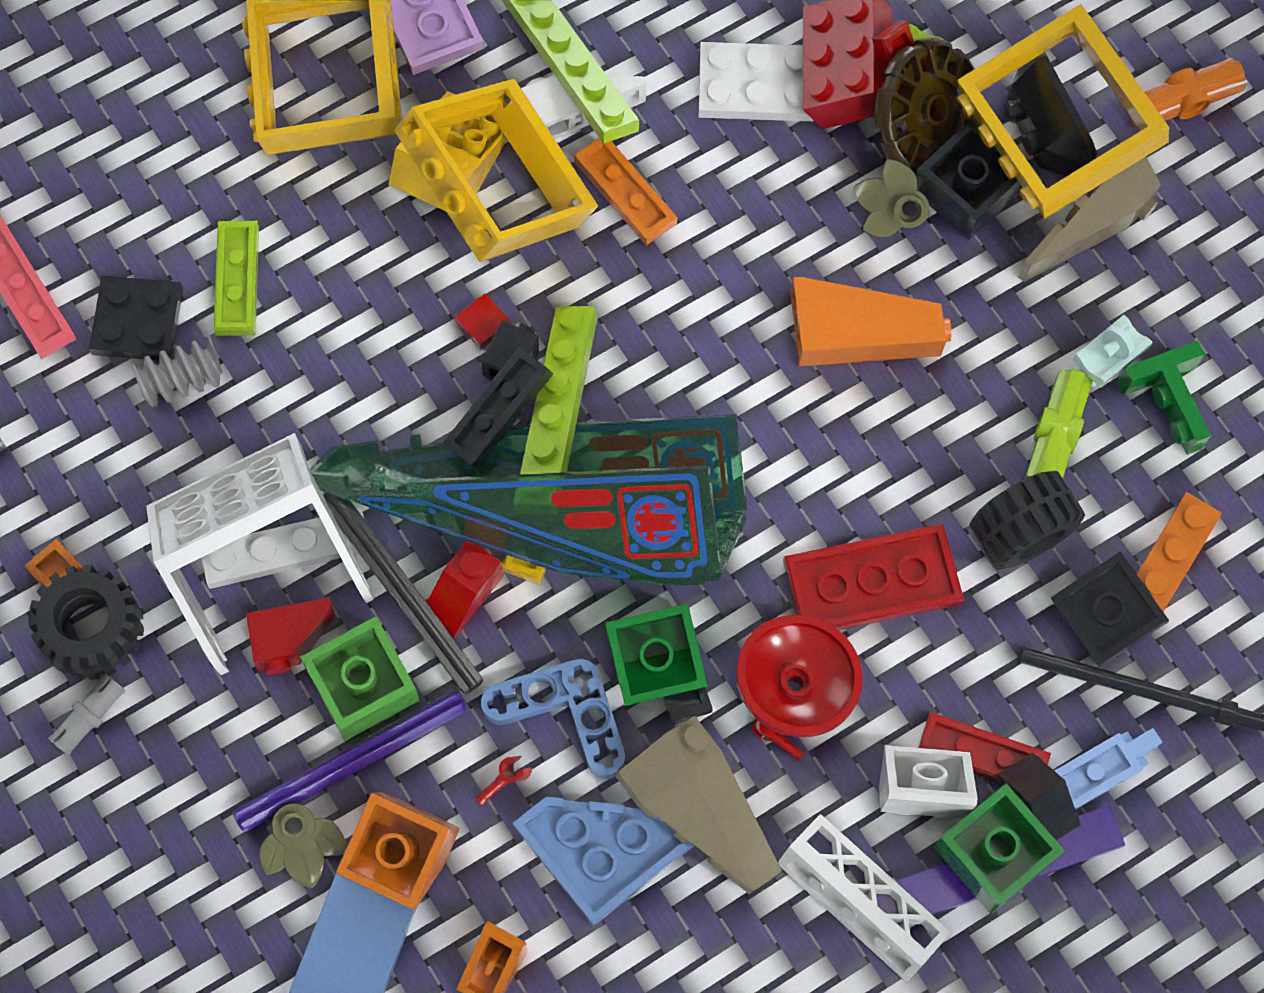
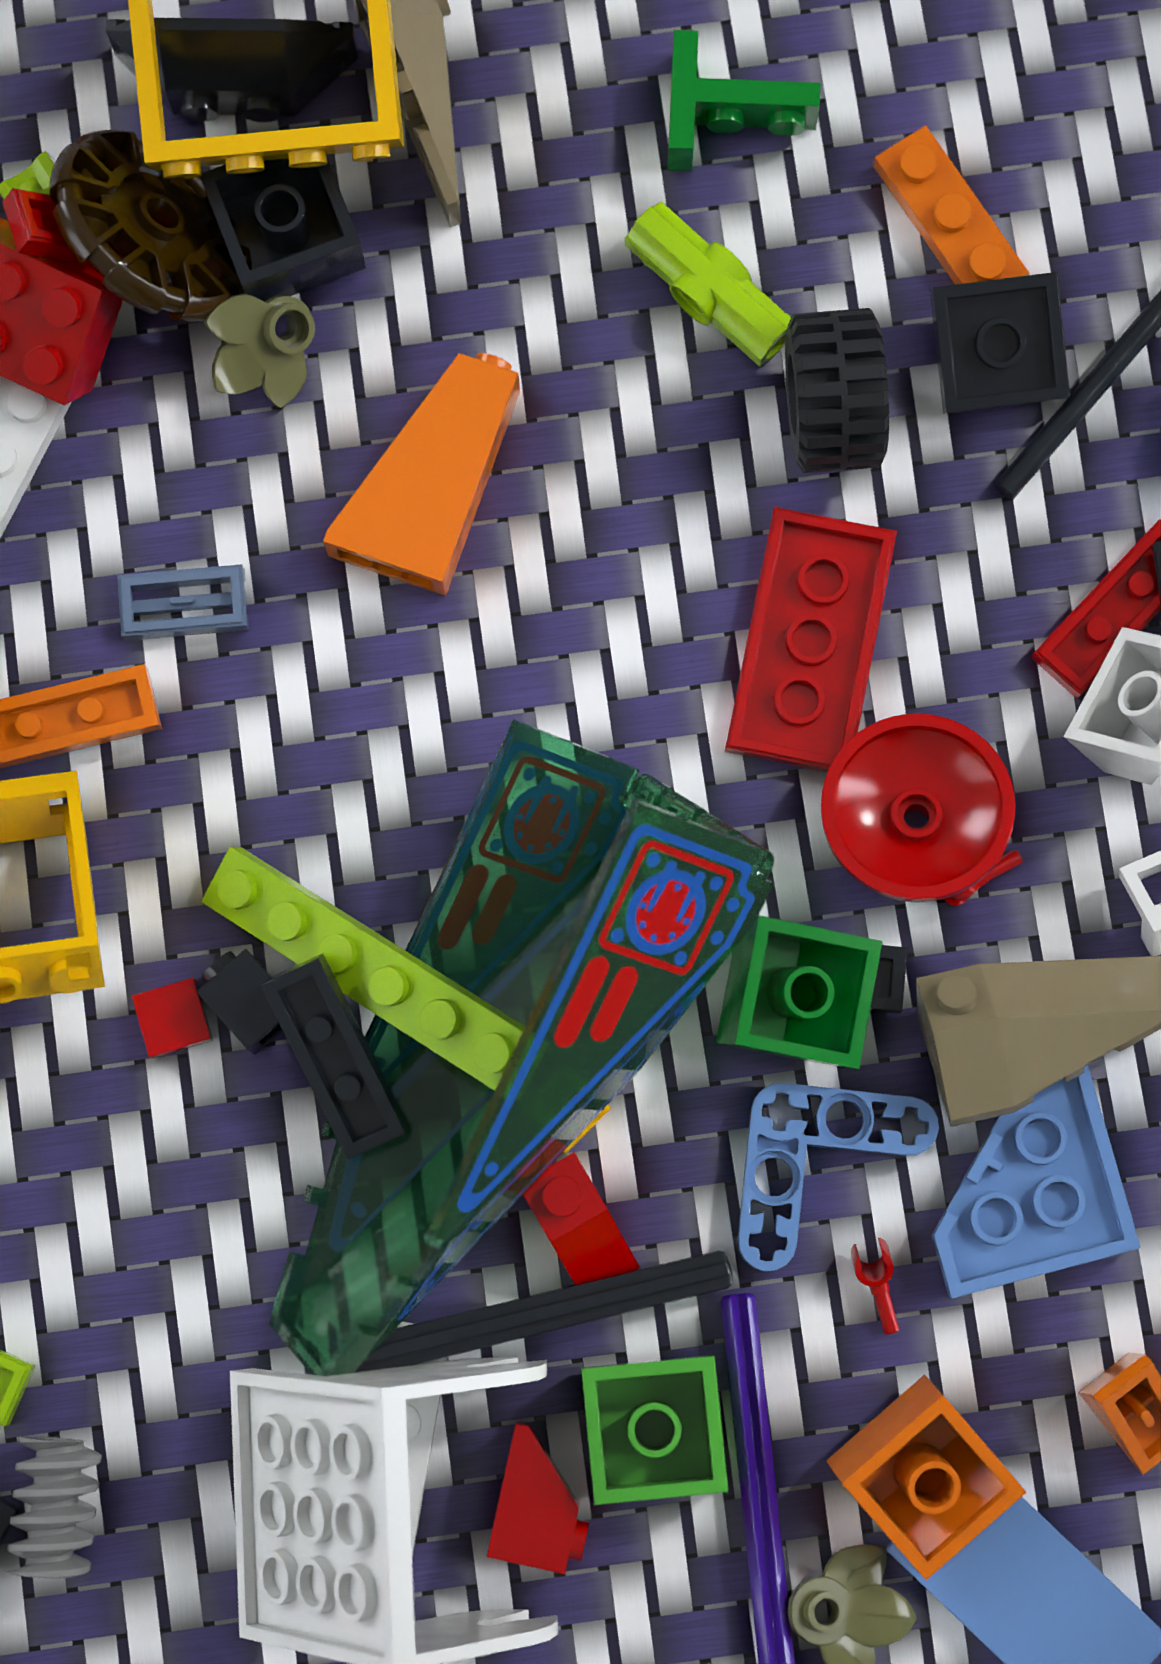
camera: 60 degrees left, 10 degrees up
(739, 253) = (182, 626): none -> sand blue tile
(1111, 352) = (634, 154): light aqua hips -> none

